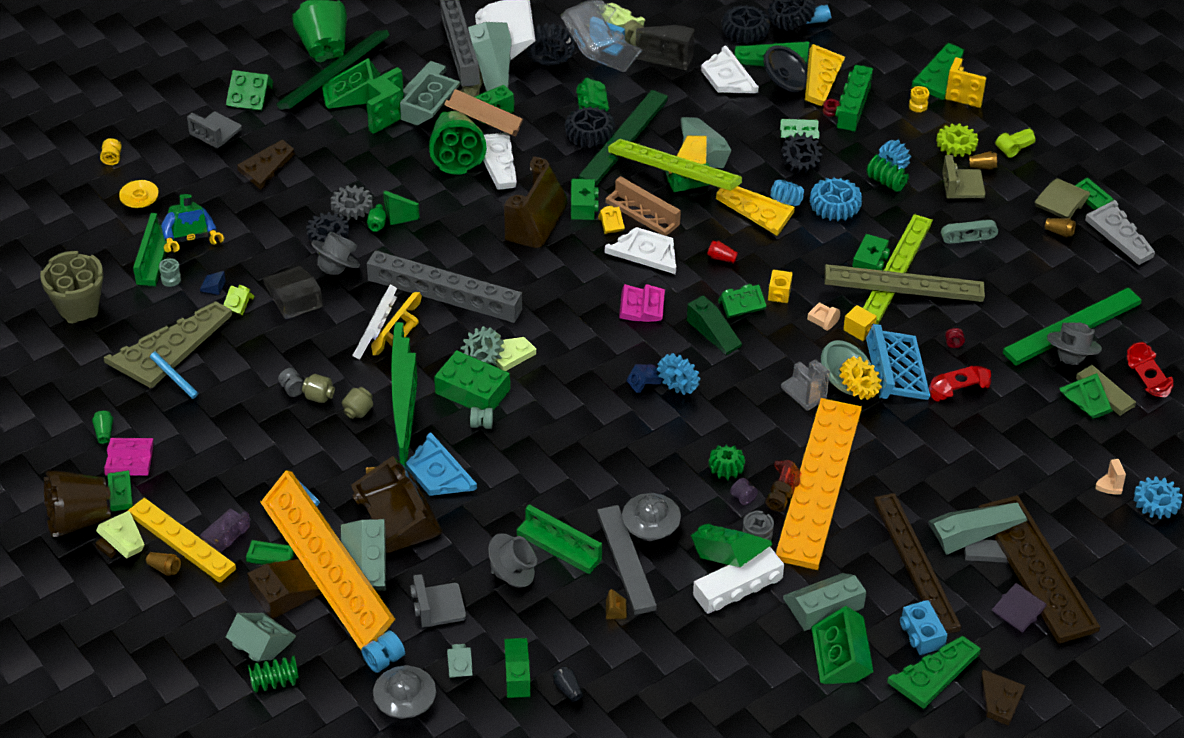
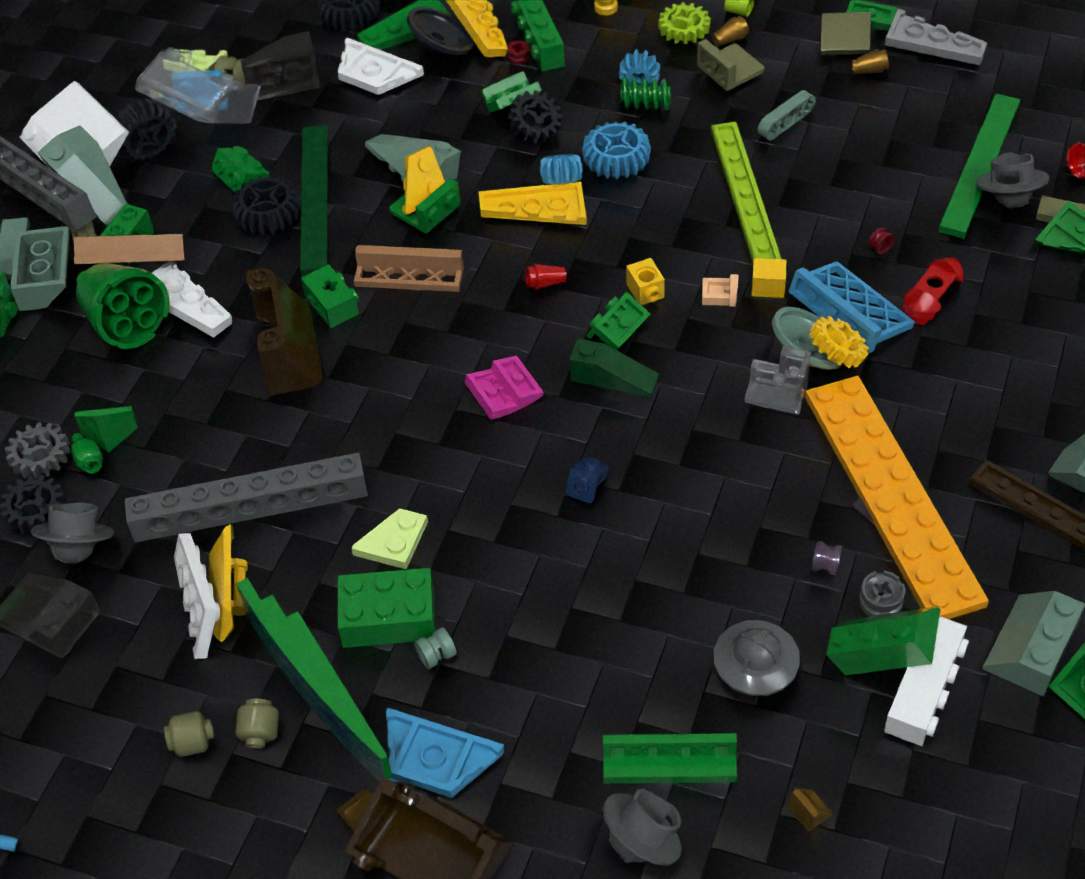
camera: 30 degrees left, 5 degrees up
(289, 379) = (141, 744): dark grey wheel -> none
(484, 345) = (363, 542): sand green gear -> none
(611, 219) = (384, 303): yellow bracket -> none
(626, 560) = (768, 734): dark grey tile -> none
(645, 248) = (454, 318): white wing -> none
(675, 164) = (414, 198): lime tile -> none
(678, 374) = (632, 452): dark azure gear -> none
(726, 462) = (775, 531): green gear -> none
(779, 495) = (871, 540): dark brown wheel -> none
(789, 473) = (866, 509): clear red bracket -> none
(871, 253) = (712, 195): green brick -> none
(904, 283) = (775, 207): olive plate -> none

